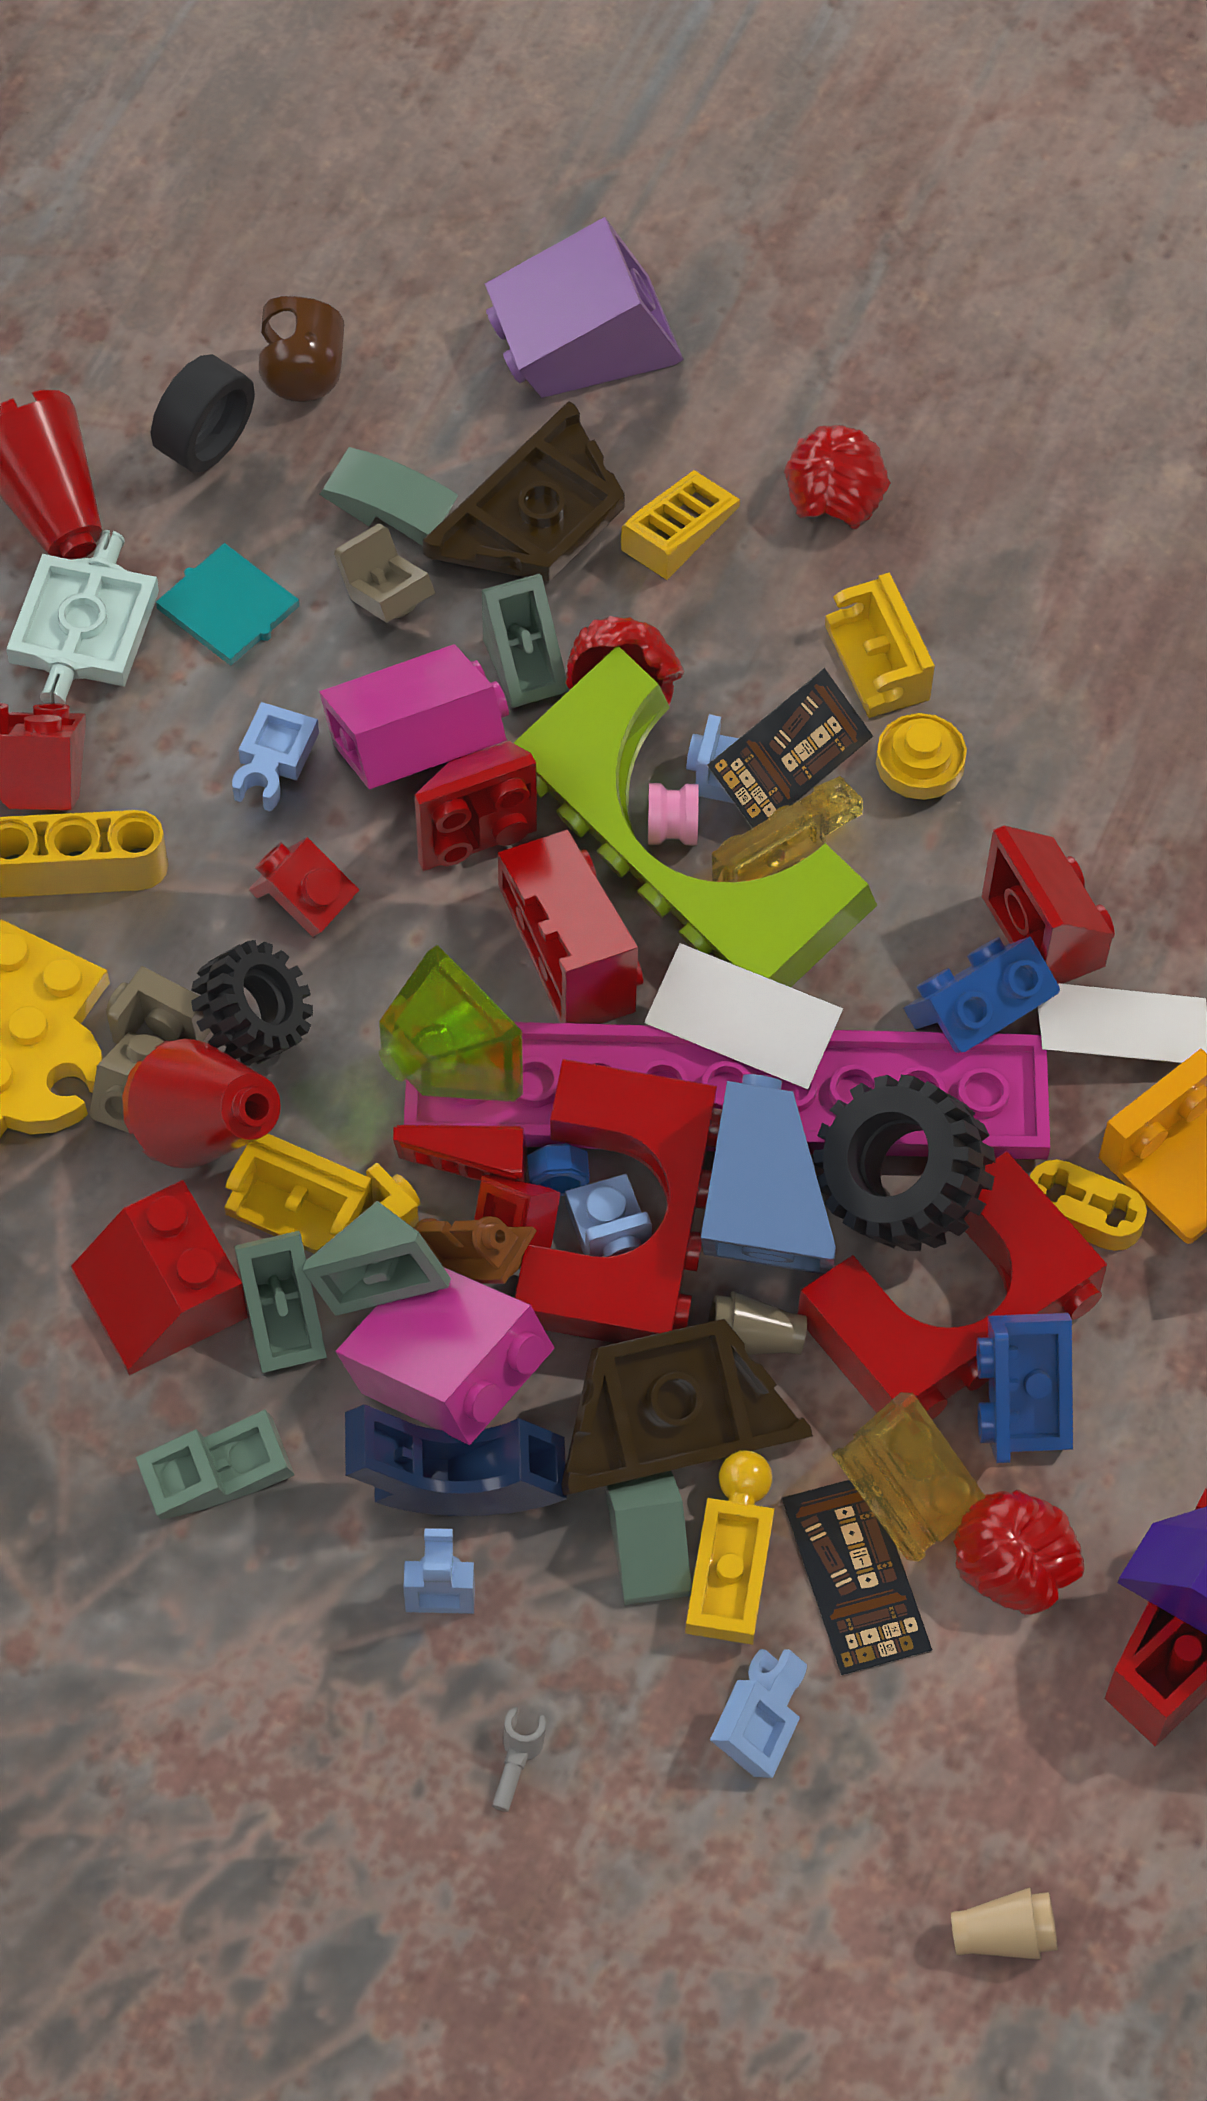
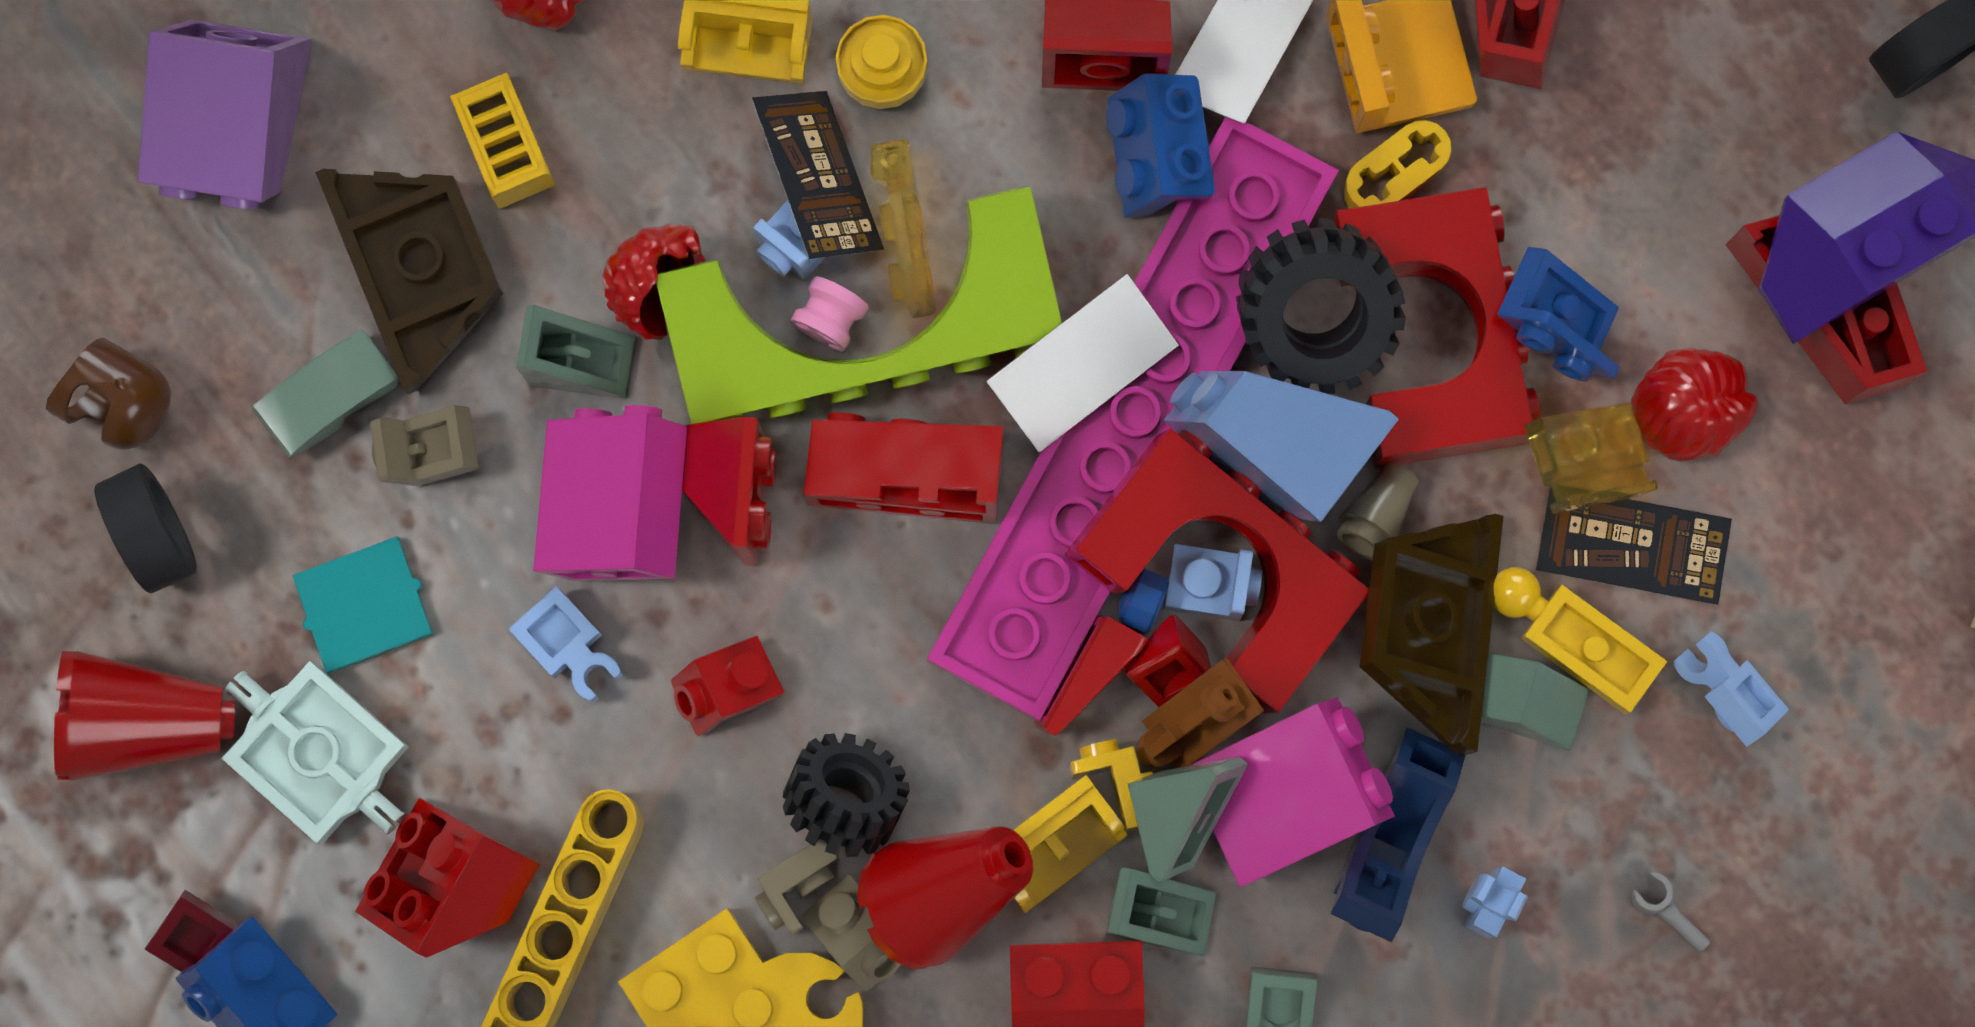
camera: 60 degrees left, 20 degrees up
(451, 1036) = (990, 638): clear neon green slope -> none

